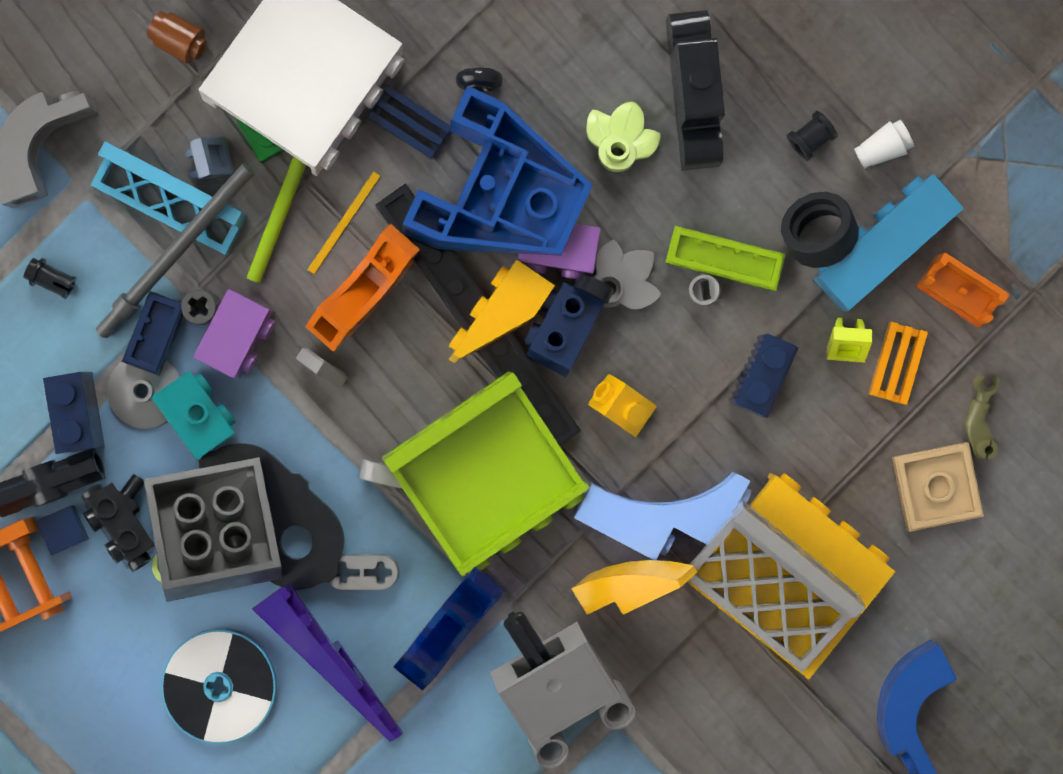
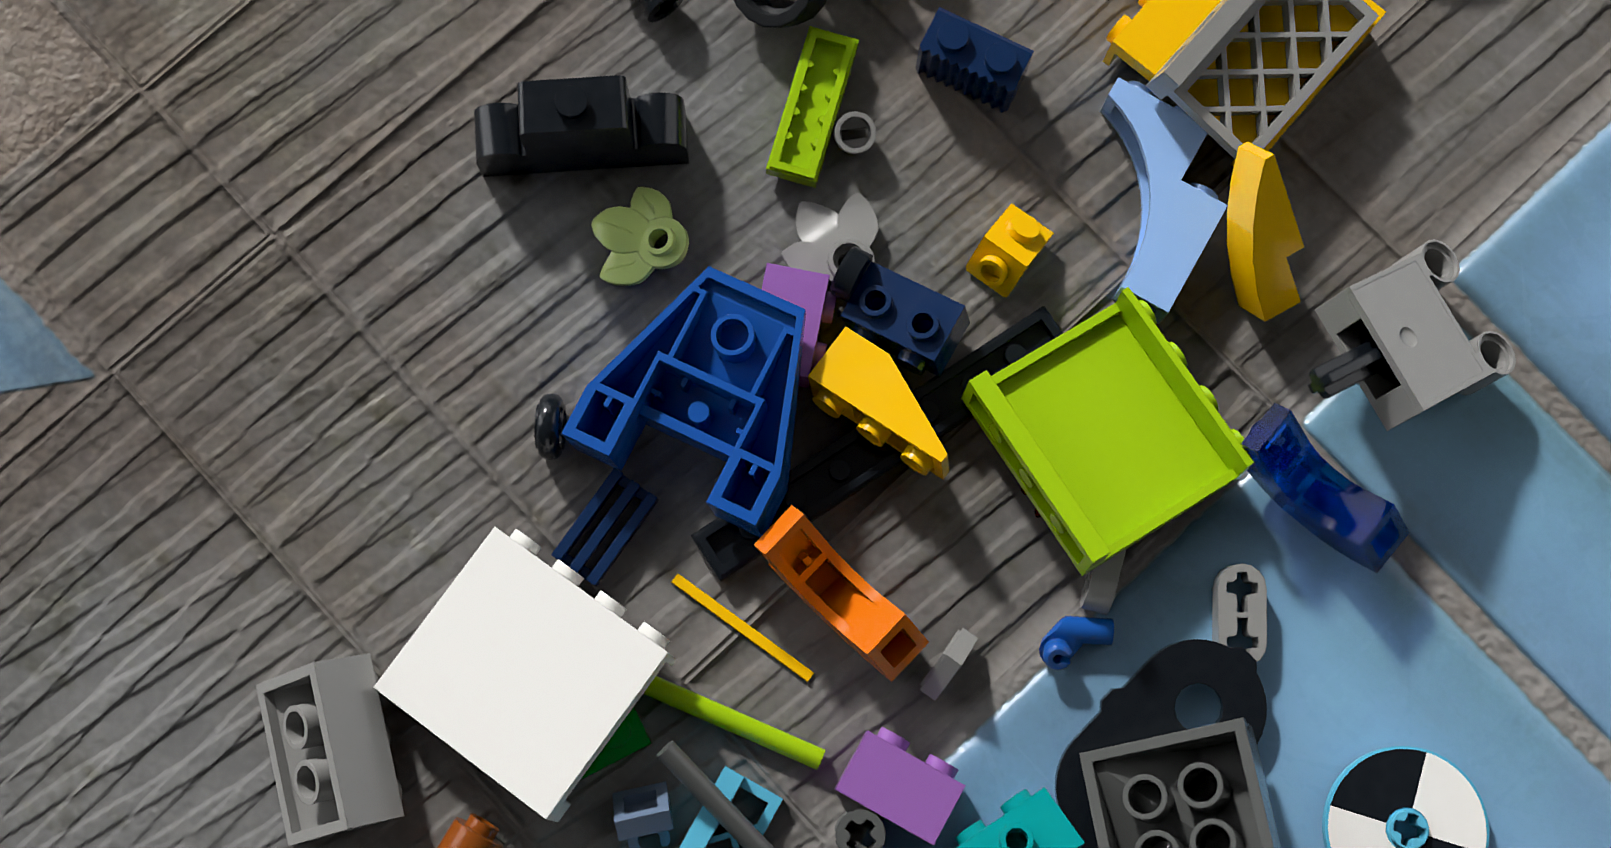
camera: 95 degrees left, 10 degrees down
(298, 628) = (1320, 707): dark purple wedge -> none
(343, 451) = (1070, 634): none -> blue arm

